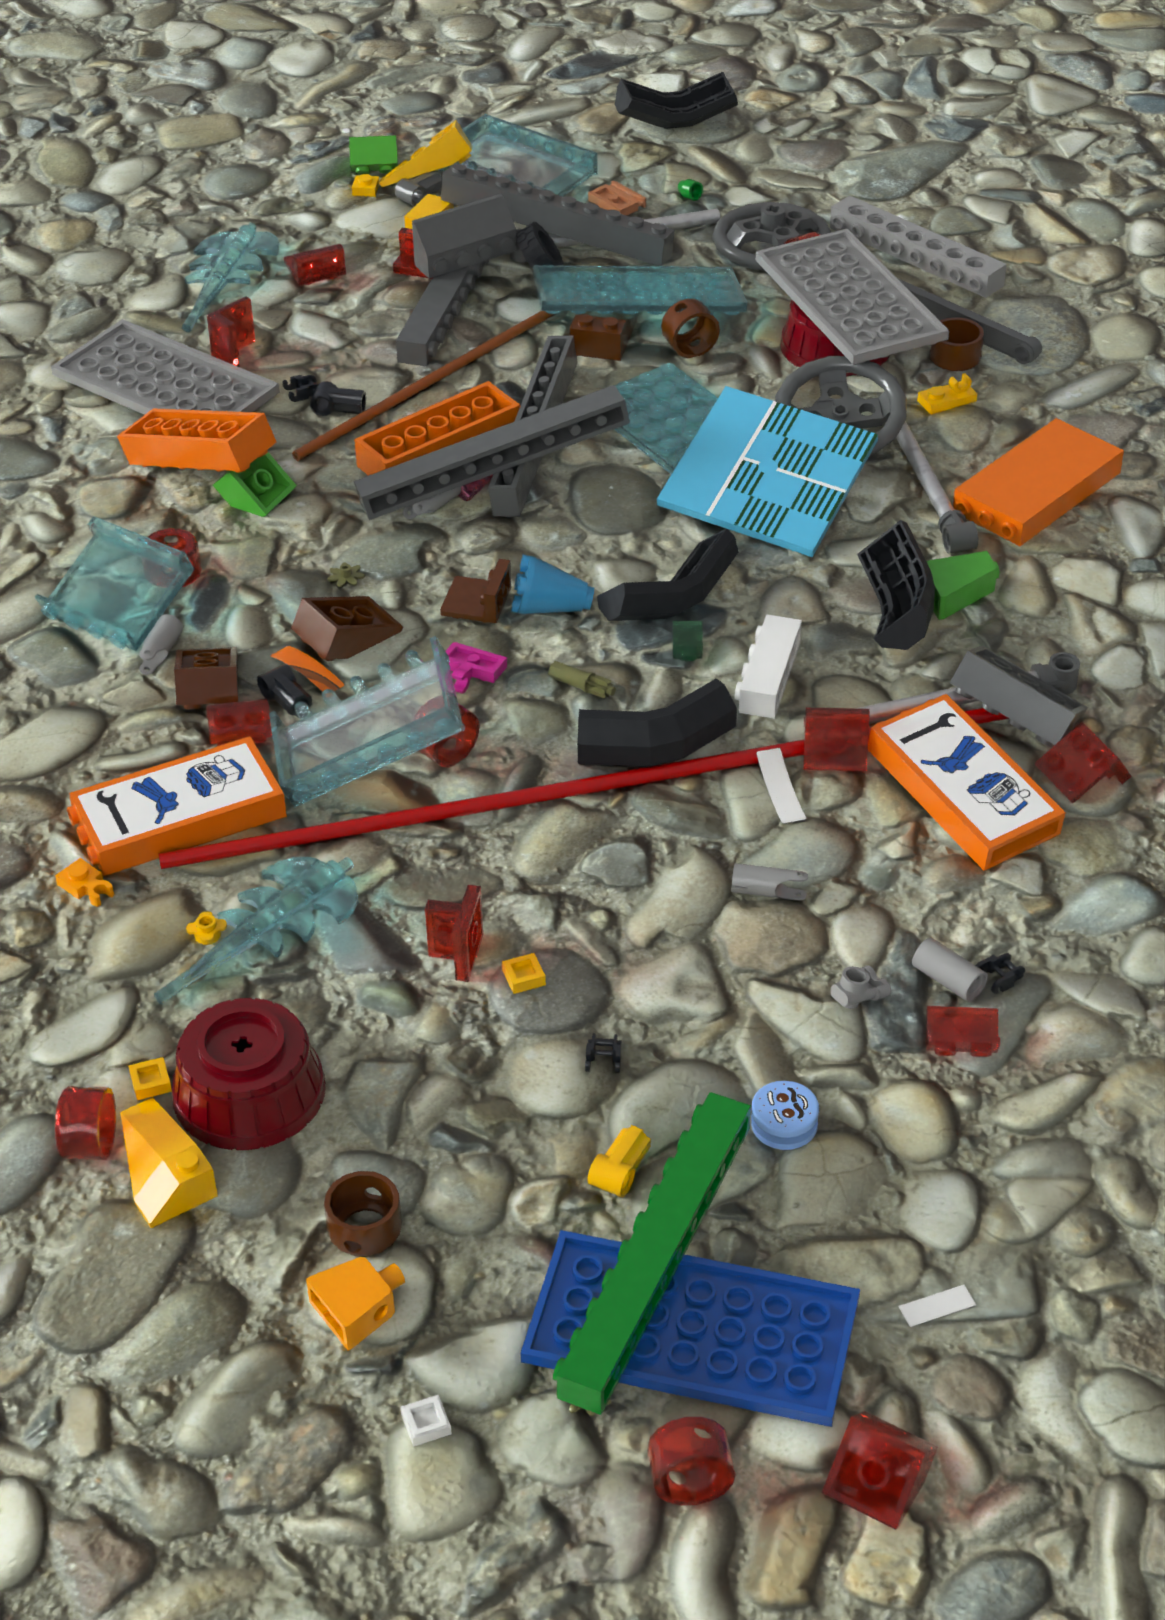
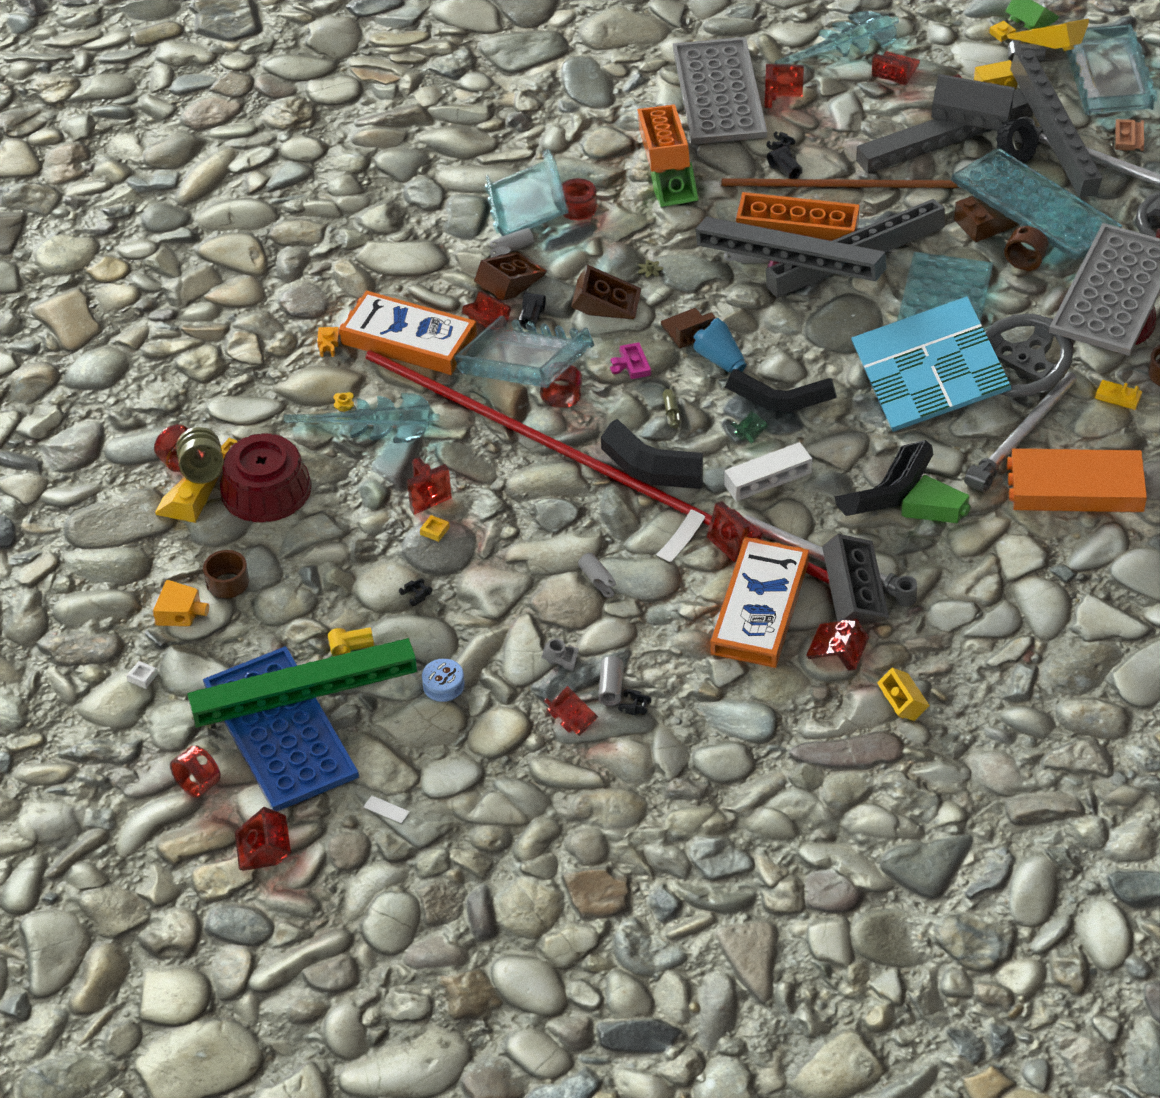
camera: 50 degrees right, 5 degrees up
(148, 1100) = (199, 455): none -> olive wheel
(309, 667) = (562, 307): orange sticker -> none

